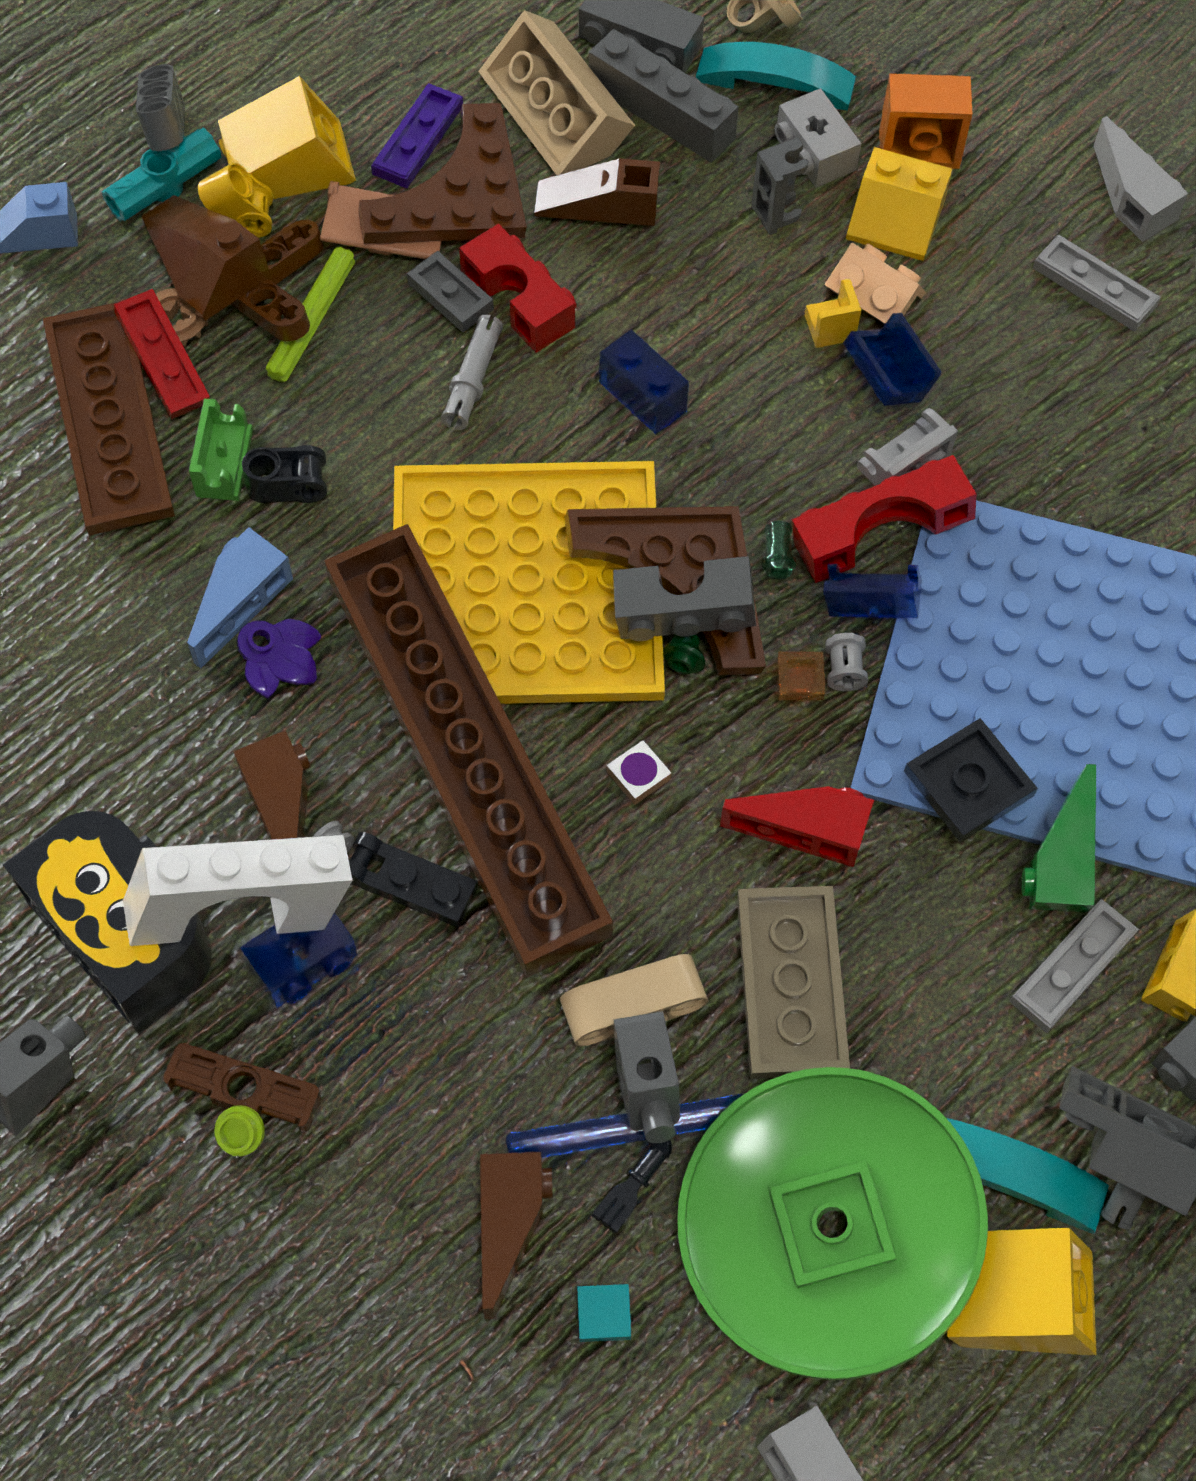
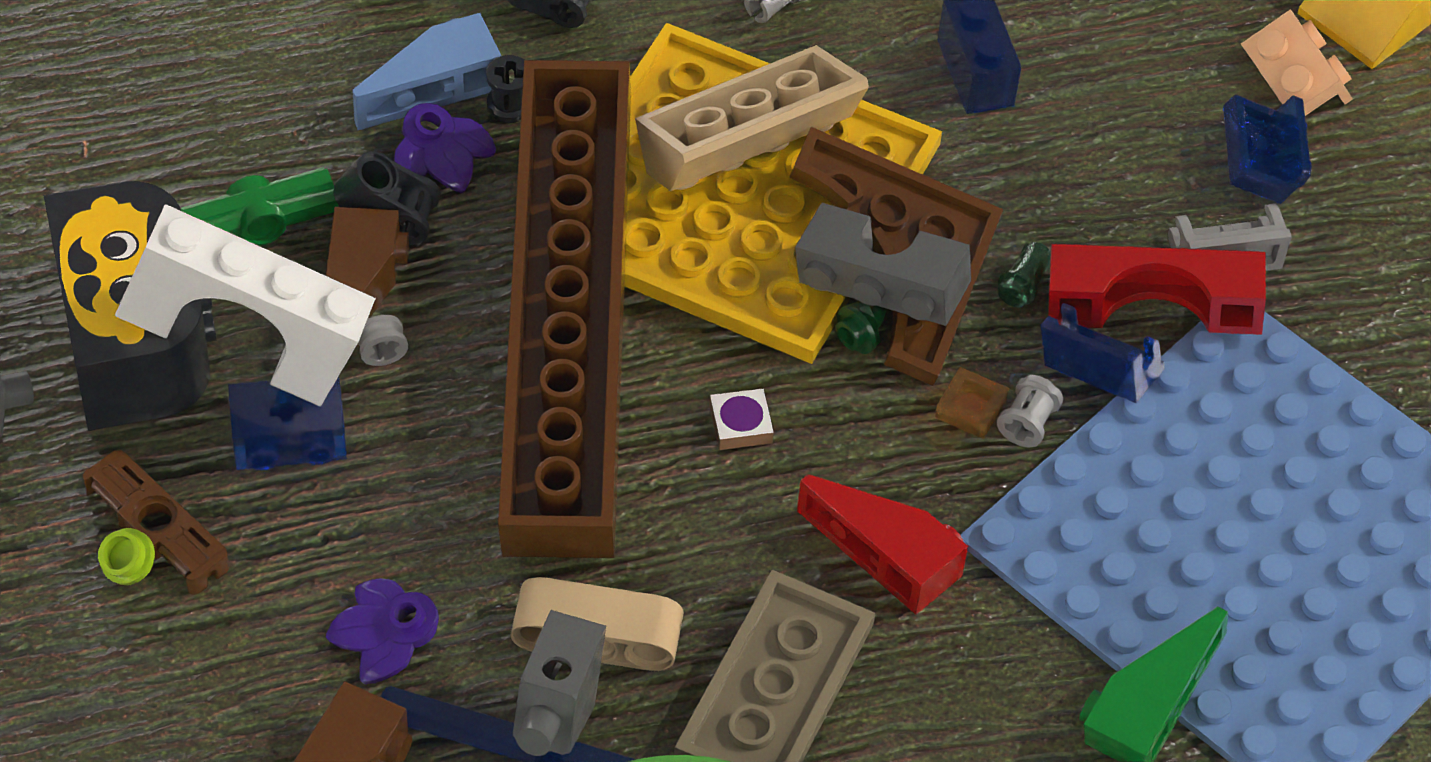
camera: 25 degrees right, 10 degrees down
(168, 777) = (263, 209): none -> green piece
(262, 714) = (383, 184): none -> black piece
(310, 578) = (499, 81): none -> black bush
(411, 880) = (440, 412): black plate -> none
(468, 1091) = (377, 629): none -> dark purple plate
(514, 522) = (747, 117): none -> tan slope
(834, 319) = (1227, 77): yellow panel -> none
(970, 780) = (1089, 578): black plate -> none

